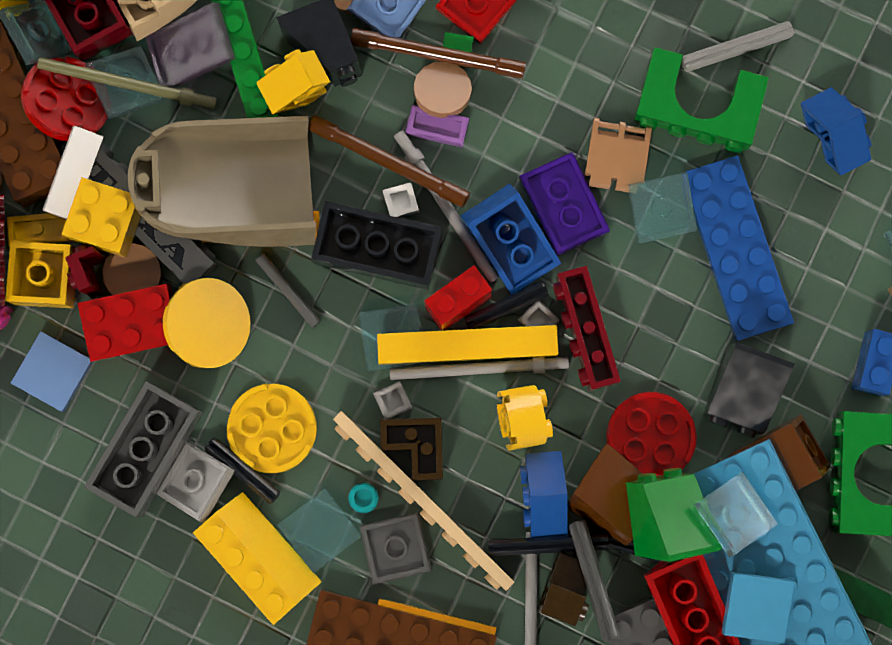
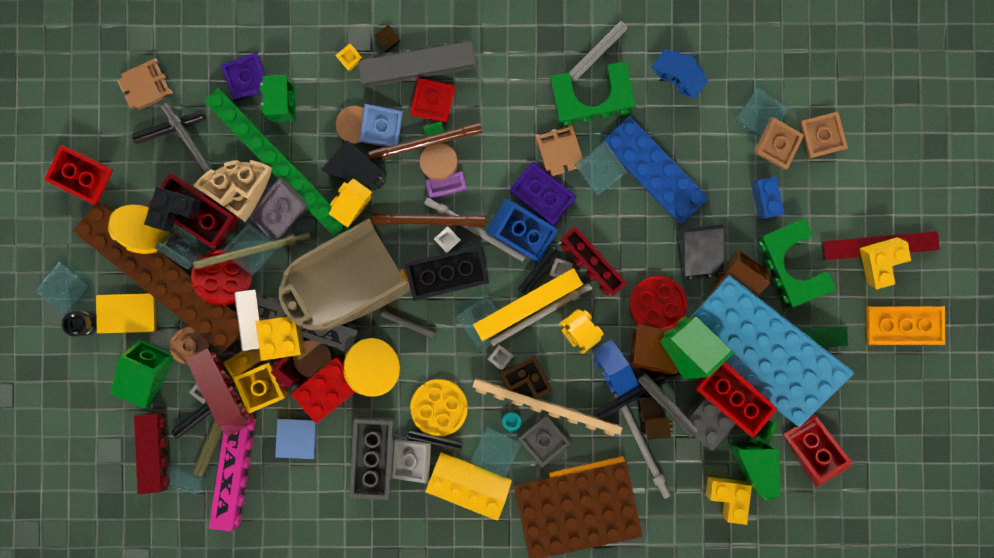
camera: 25 degrees left, 5 degrees up
(458, 298) = (510, 281): red brick -> none
(736, 514) = (731, 328): clear light blue tile -> none
(757, 607) = (768, 374): dark azure tile -> none

